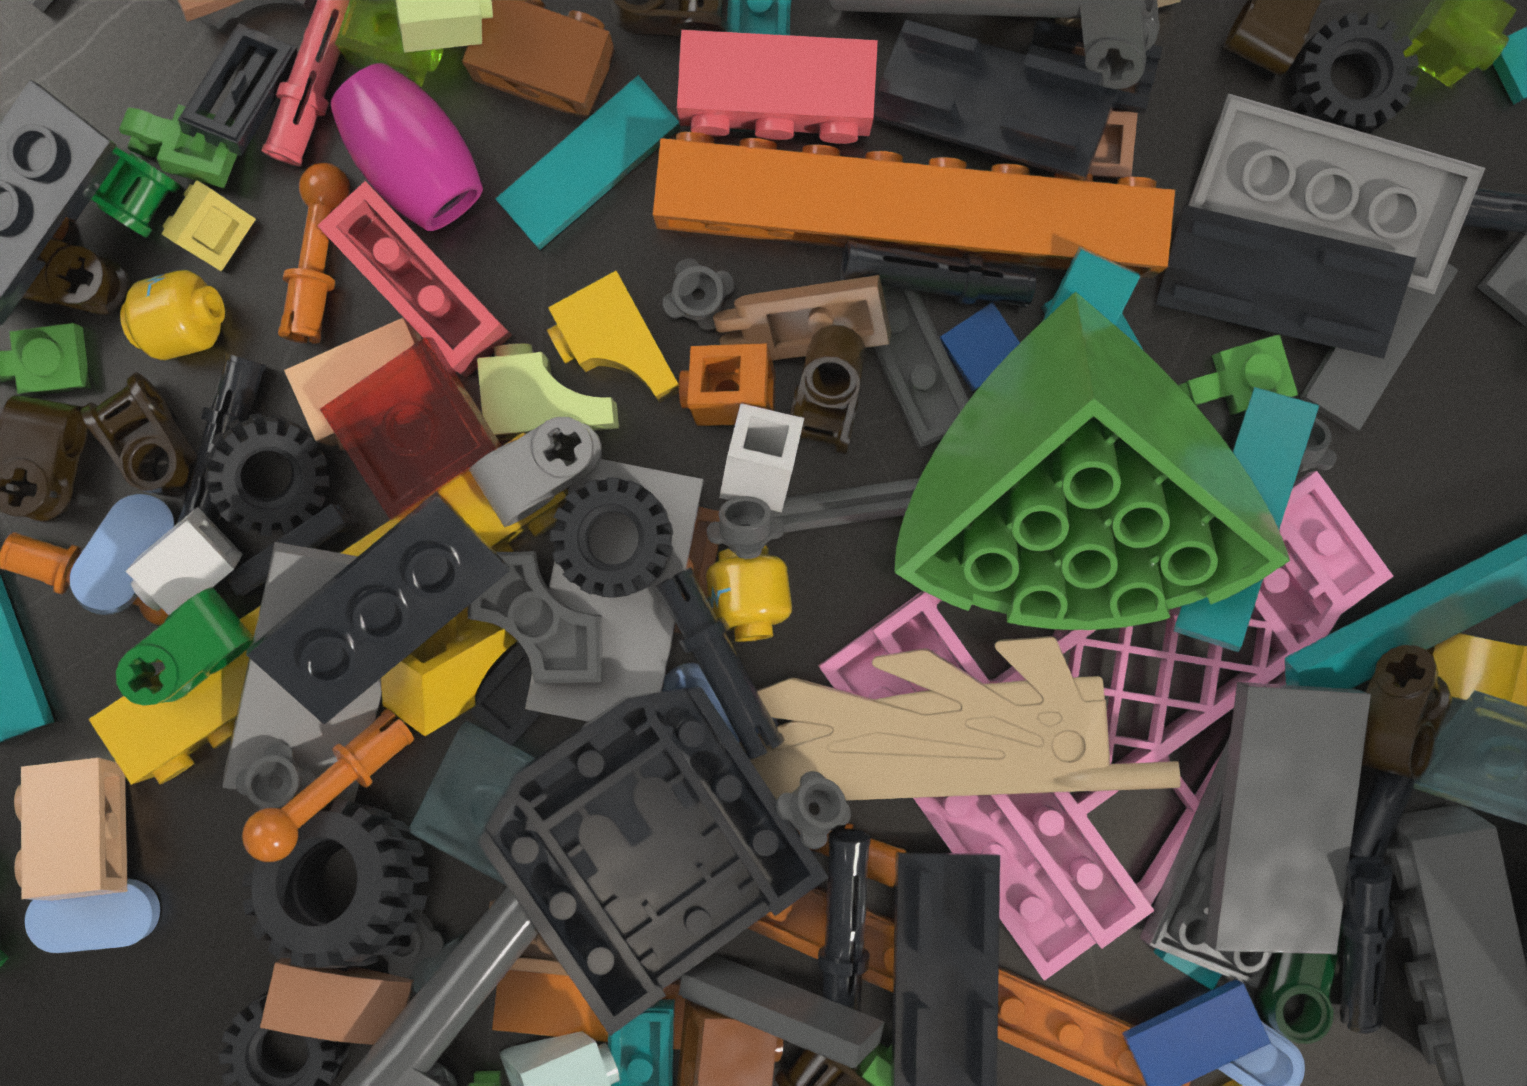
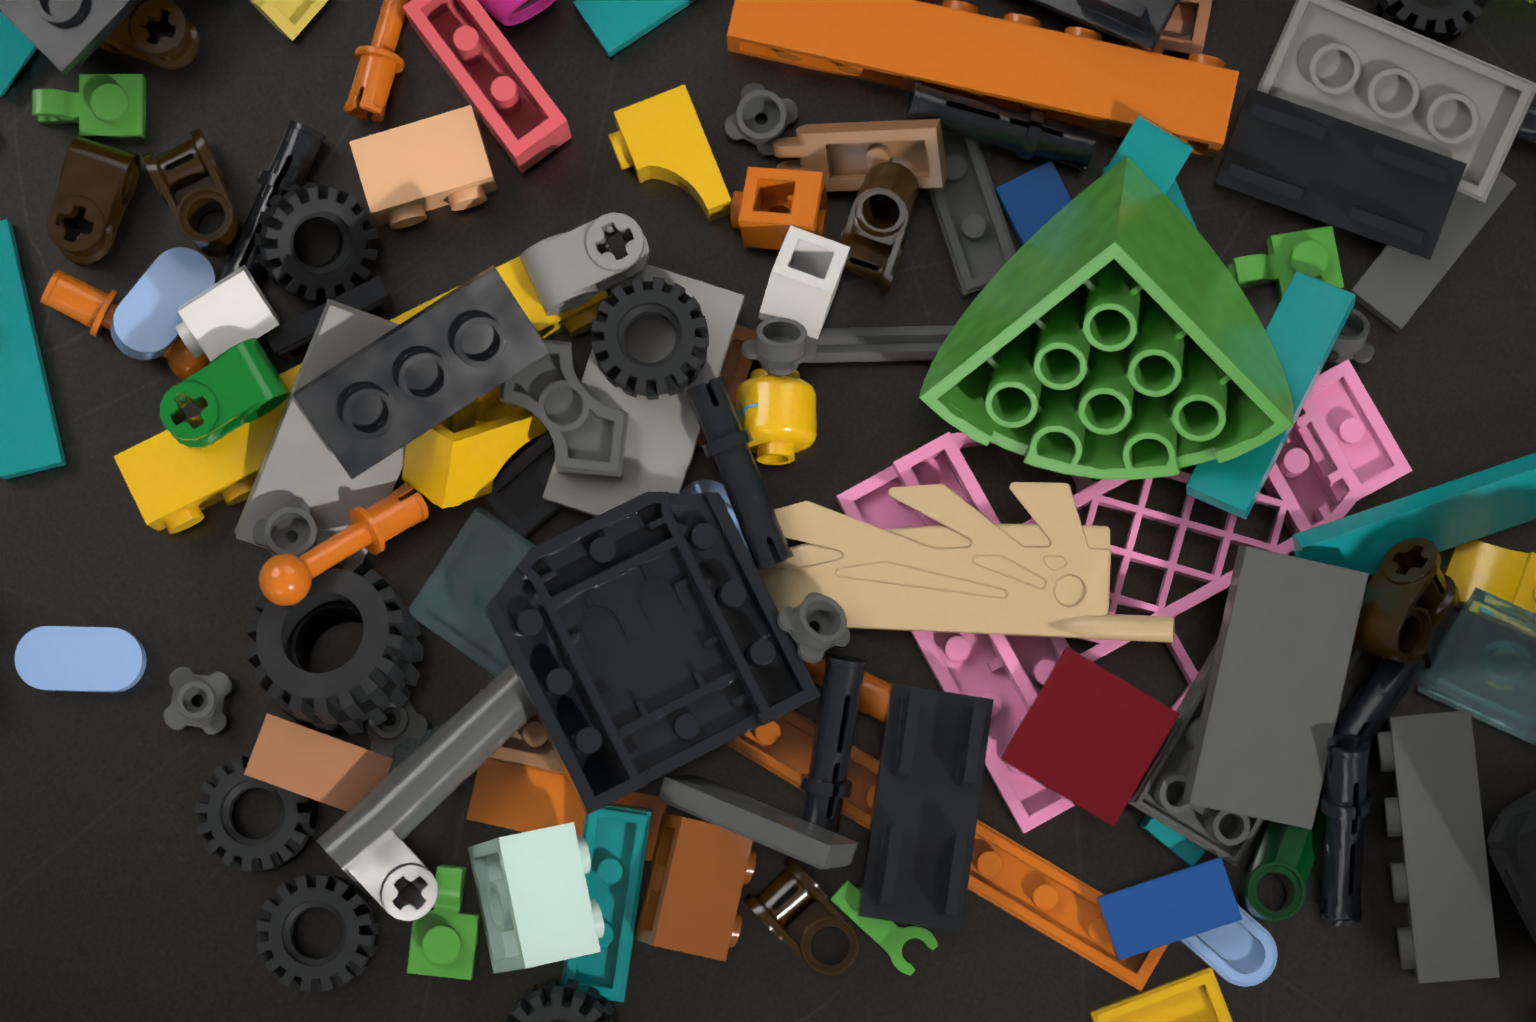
camera: 10 degrees right, 5 degrees down
(71, 830) = (78, 565): light nougat brick -> none
(172, 315) = (242, 77): yellow head -> none
(231, 939) = (211, 713): none -> dark grey plate
(410, 428) = (467, 209): clear red tile -> none
(523, 394) = (577, 190): yellowish green arch -> none
(1102, 887) = (1089, 736): none -> dark red tile

